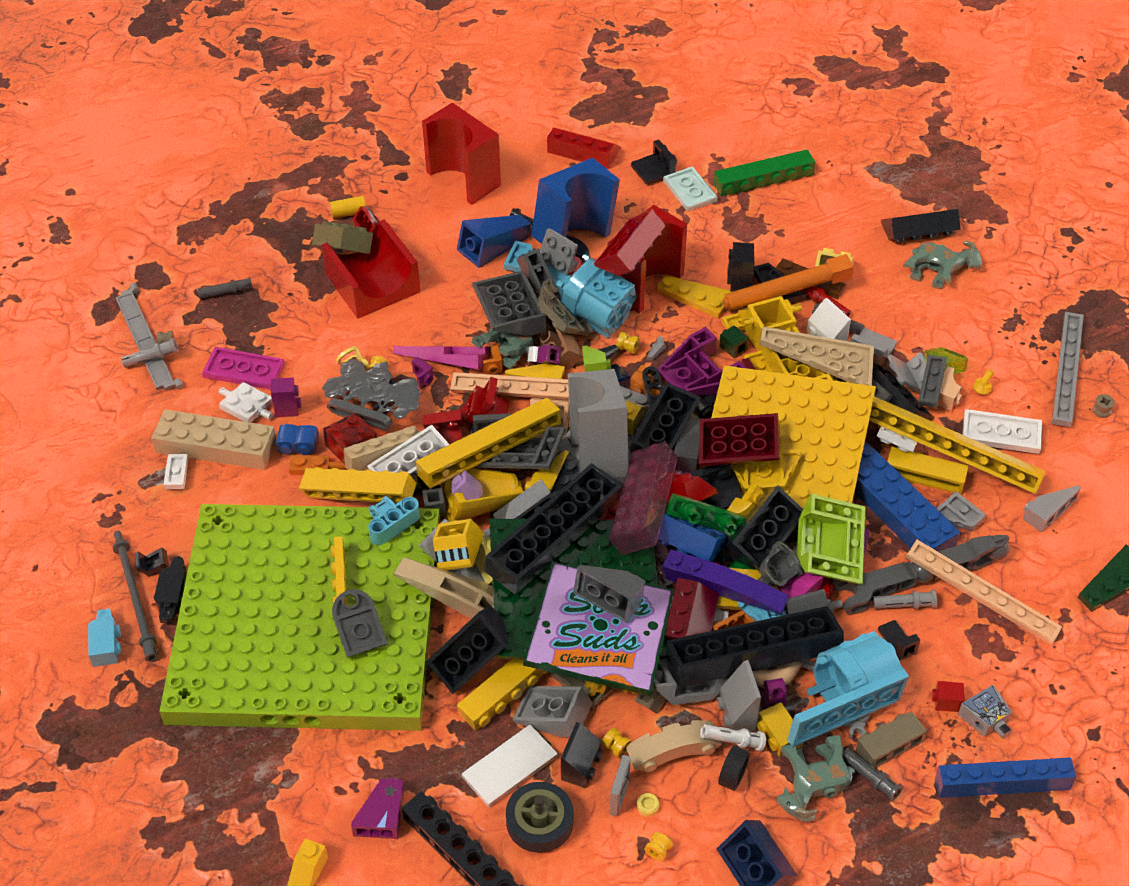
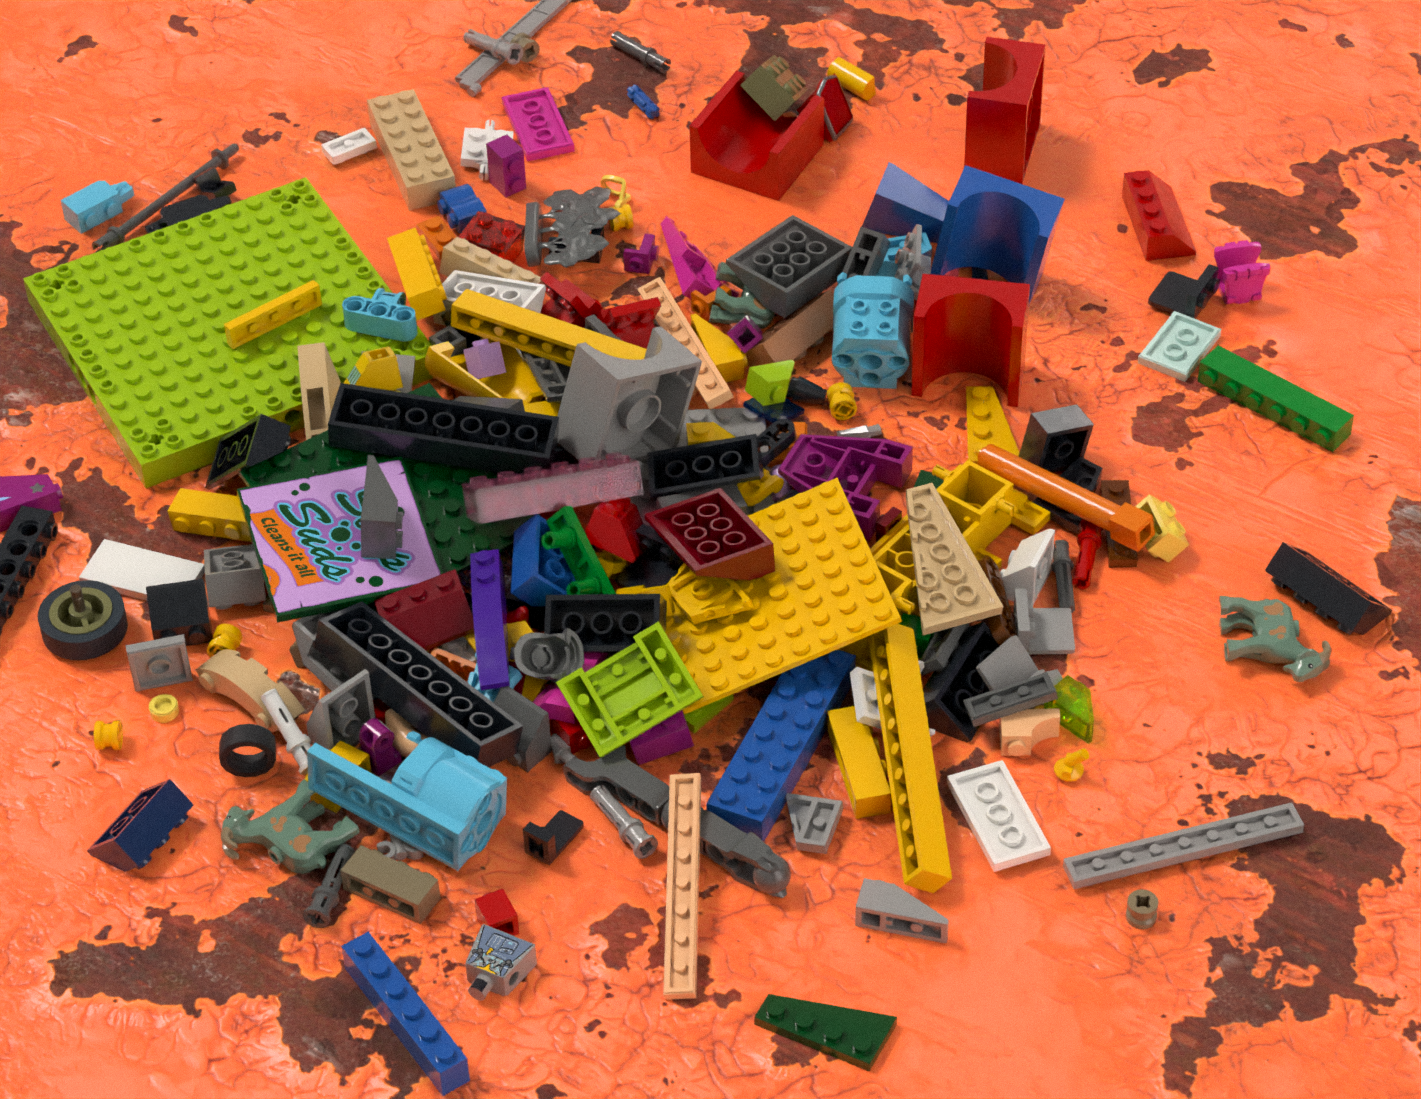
camera: 60 degrees right, 5 degrees down
(273, 308) = (643, 101): none -> blue axle
(359, 624) = (215, 352): dark grey tile -> none
(559, 314) = (804, 307): dark tan wing -> none
(630, 243) = (927, 288): red slope -> none
(654, 133) = (1239, 273): none -> dark pink piece

